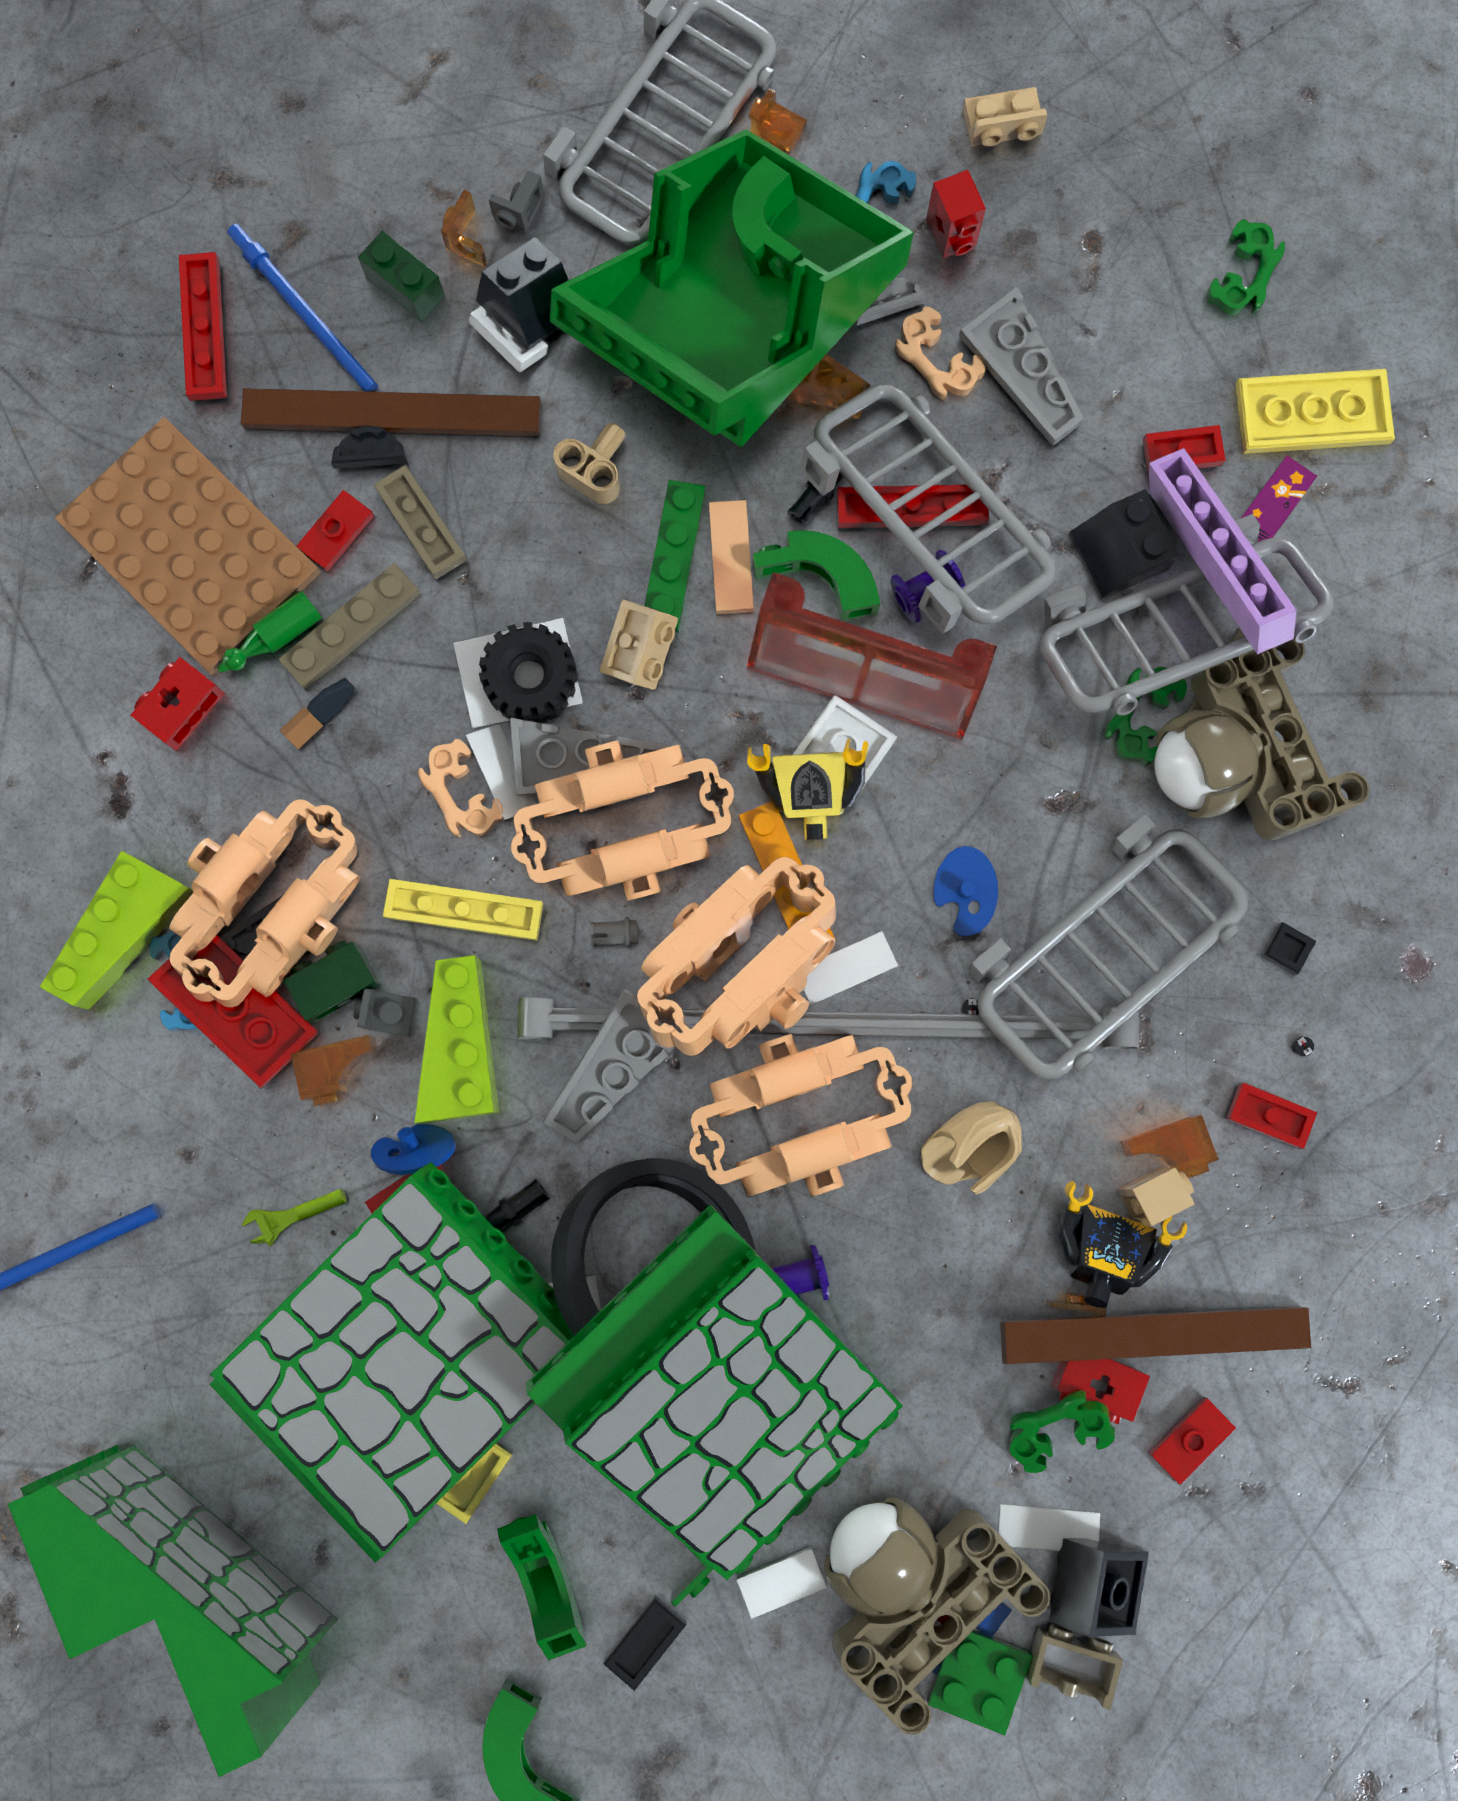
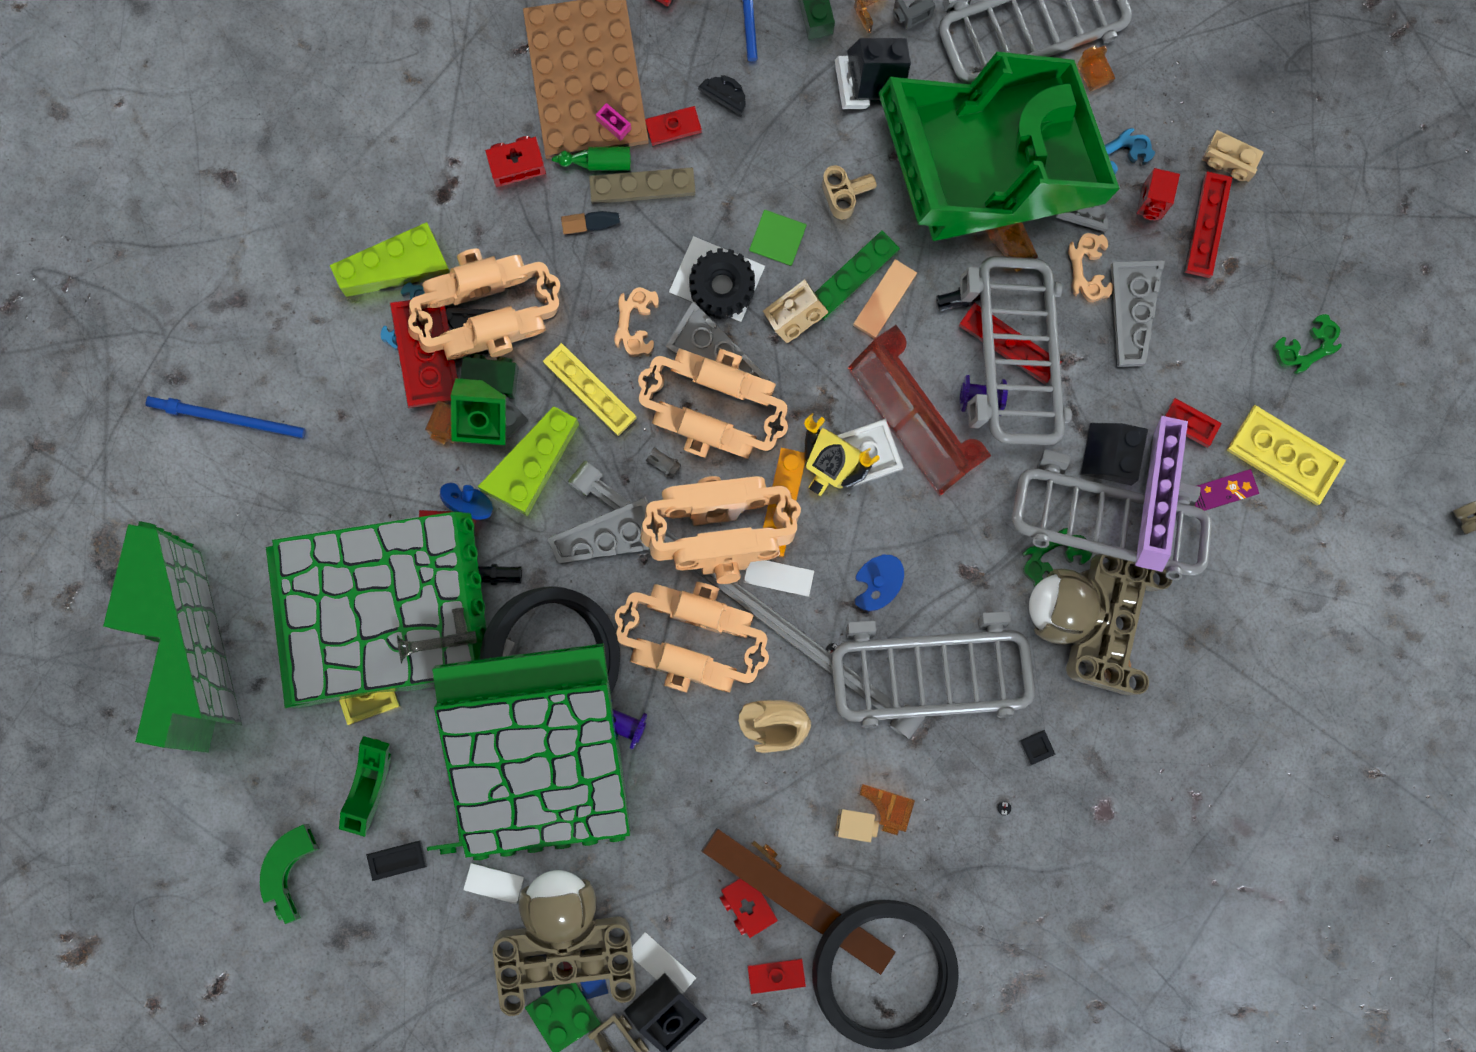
camera: 30 degrees right, 0 degrees up
(260, 574) = (613, 121): none -> dark pink piece
(274, 1222) = (363, 487): lime piece -> none
(350, 1035) = (477, 413): none -> green slope
(391, 411) = (754, 80): reddish brown tile -> none
(420, 522) = (724, 154): dark tan plate -> none
(497, 765) = (668, 318): white sticker -> none
(530, 1327) = (461, 638): none -> clear smoke piece
(553, 574) = (777, 237): none -> bright green sticker
(829, 560) = (939, 342): green arch -> none
(1035, 212) = (1208, 224): none -> red plate
(1091, 1421) = (727, 920): green helmet -> none
(1110, 1249) = (808, 836): torso -> none
(1271, 1116) = (955, 832): red plate -> none
(1405, 1340) = (934, 1012): none -> black tyre

